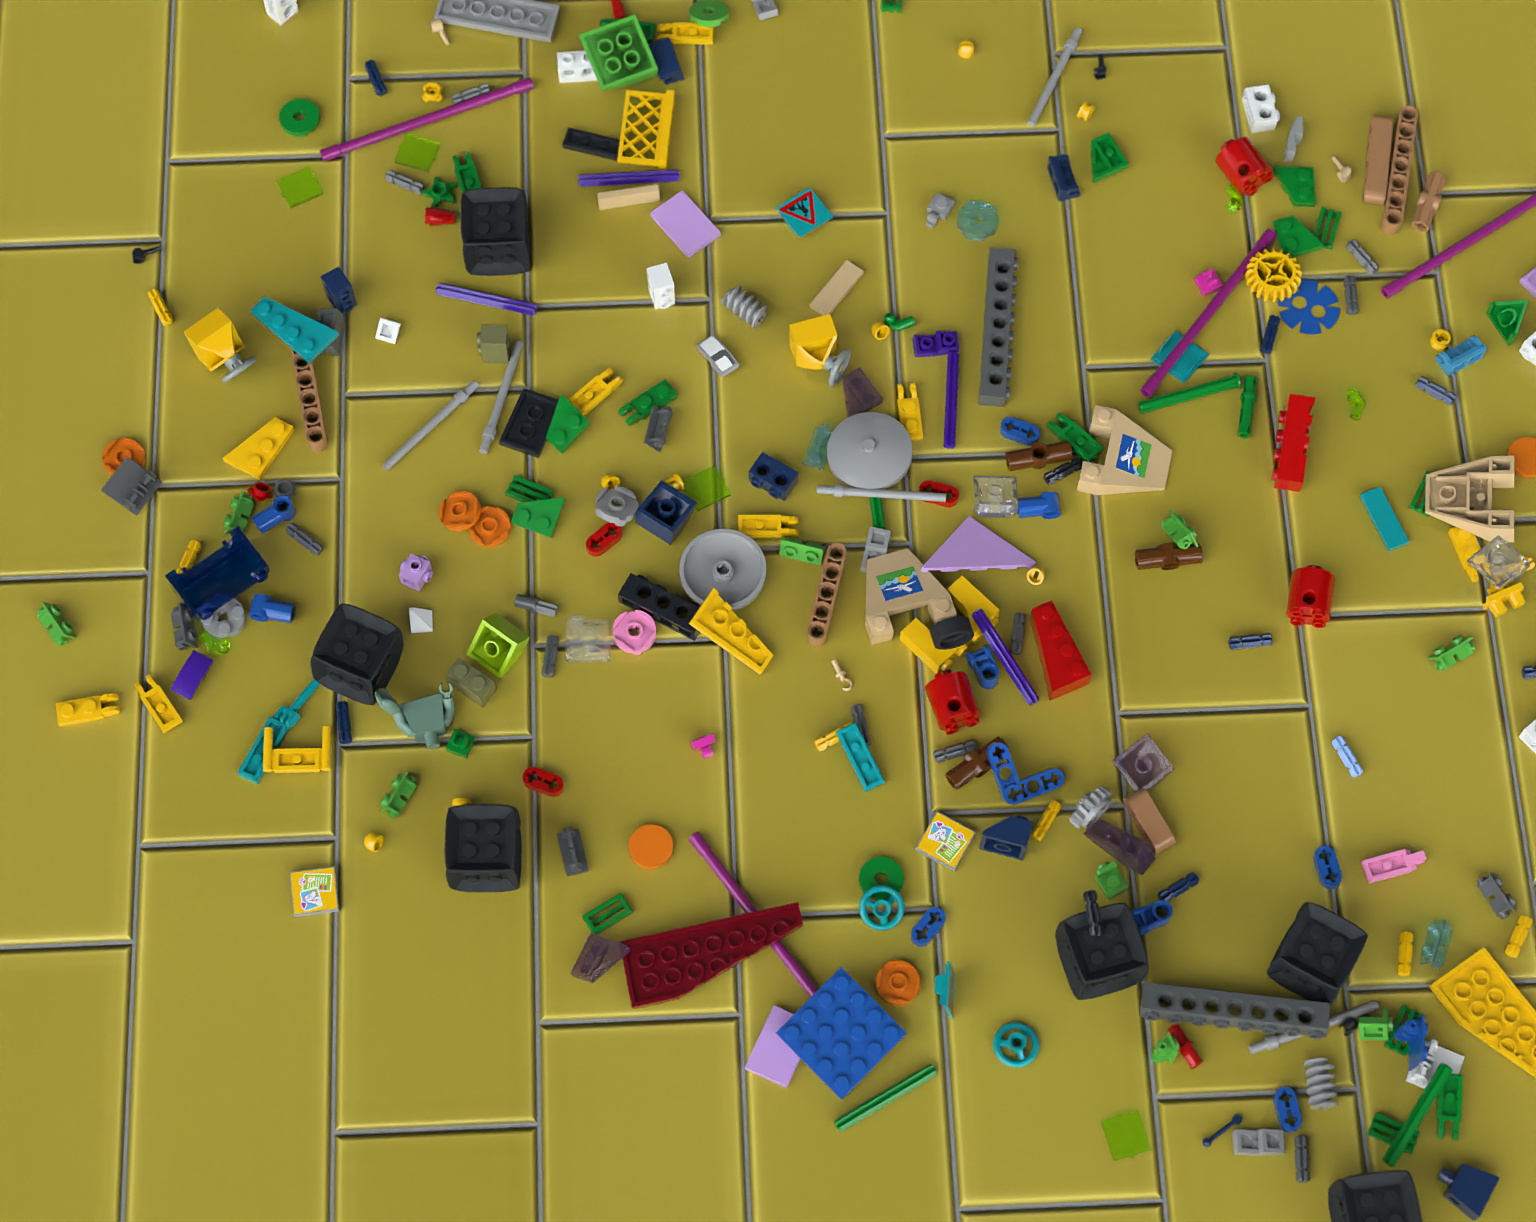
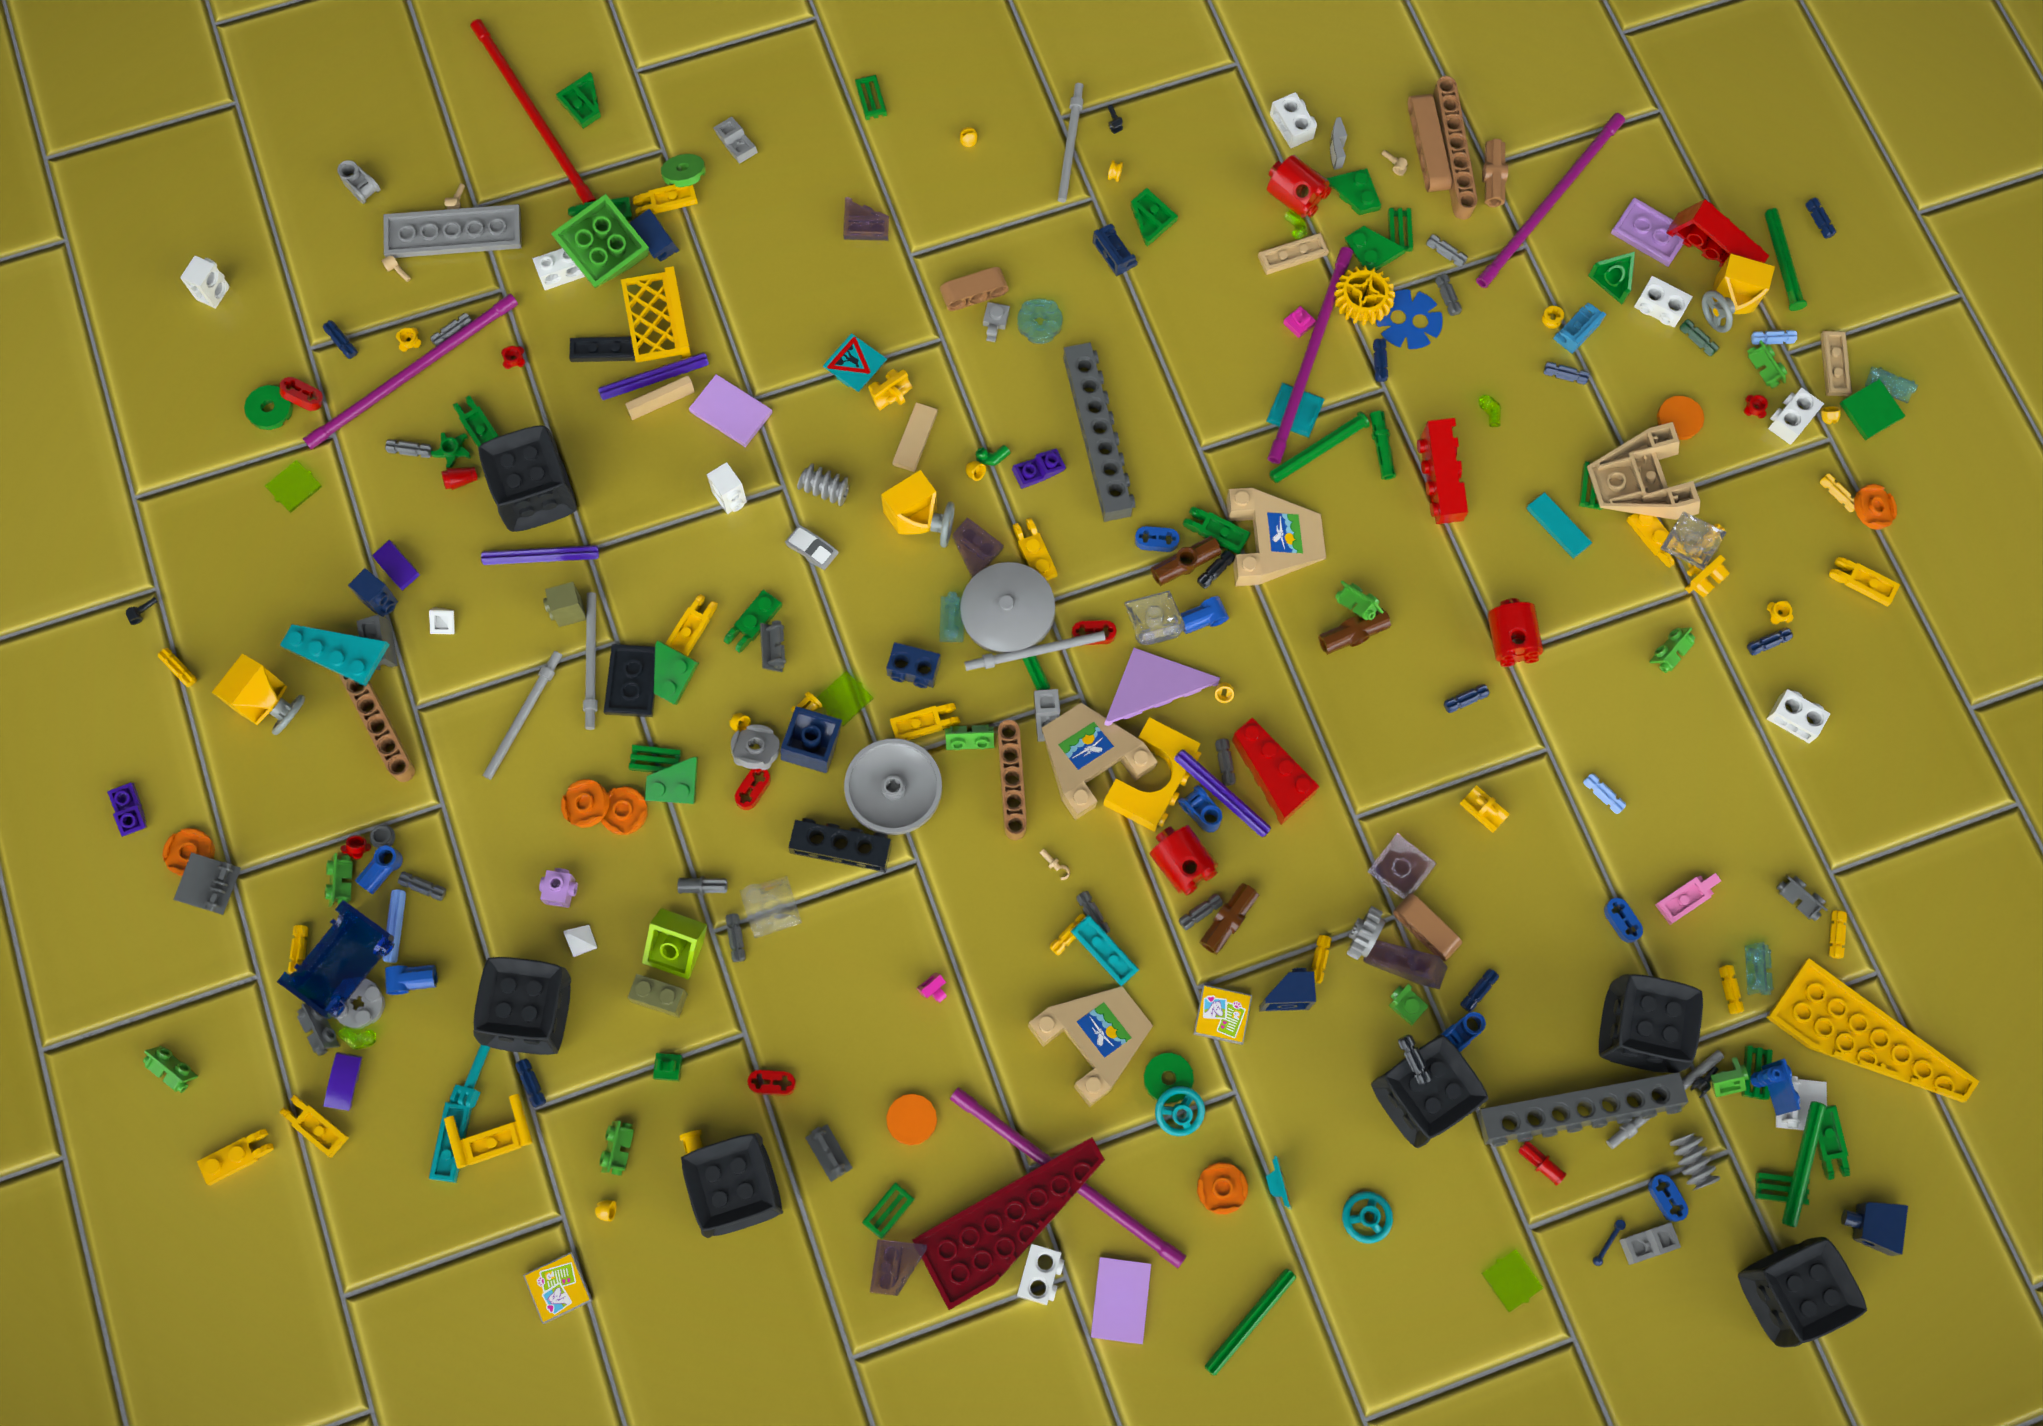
camera: 20 degrees left, 5 degrees up
(85, 409) = (127, 809): none -> dark purple slope
(260, 449) = (341, 797): yellow wing -> none
(273, 562) = (394, 922): none -> light blue axle
(329, 112) = (301, 394): none -> red beam
(364, 274) = (396, 565): none -> dark purple slope
(417, 152) = (412, 411): clear neon green piece -> none
(423, 717) = (616, 1052): sand green torso -> none
(511, 127) = (511, 351): none -> red plate
(634, 620) = (812, 871): bright pink plate -> none
(712, 1000) = (1033, 1272): none -> white brick
(728, 631) = (915, 851): yellow wing -> none
(828, 243) = (891, 390): none -> yellow hips
(838, 822) = (1104, 1030): none -> tan wedge
(841, 1033) = (1182, 1267): blue plate -> none
(851, 98) = (864, 223): none -> wing
(928, 178) = (974, 288): none -> medium nougat beam
(931, 930) = (1229, 1114): blue beam -> none
(951, 400) = (1074, 525): dark purple axle -> none
(951, 632) = (1161, 786): black tyre -> none
(1013, 781) = (1274, 928): blue beam -> none
(1165, 1049) = (1528, 1175): bright green hinge -> none
(1222, 223) = (1293, 253): none -> tan tile
(1233, 736) = (1484, 808): none -> yellow hips
(1302, 1159) = (1700, 1247): dark grey axle -> none

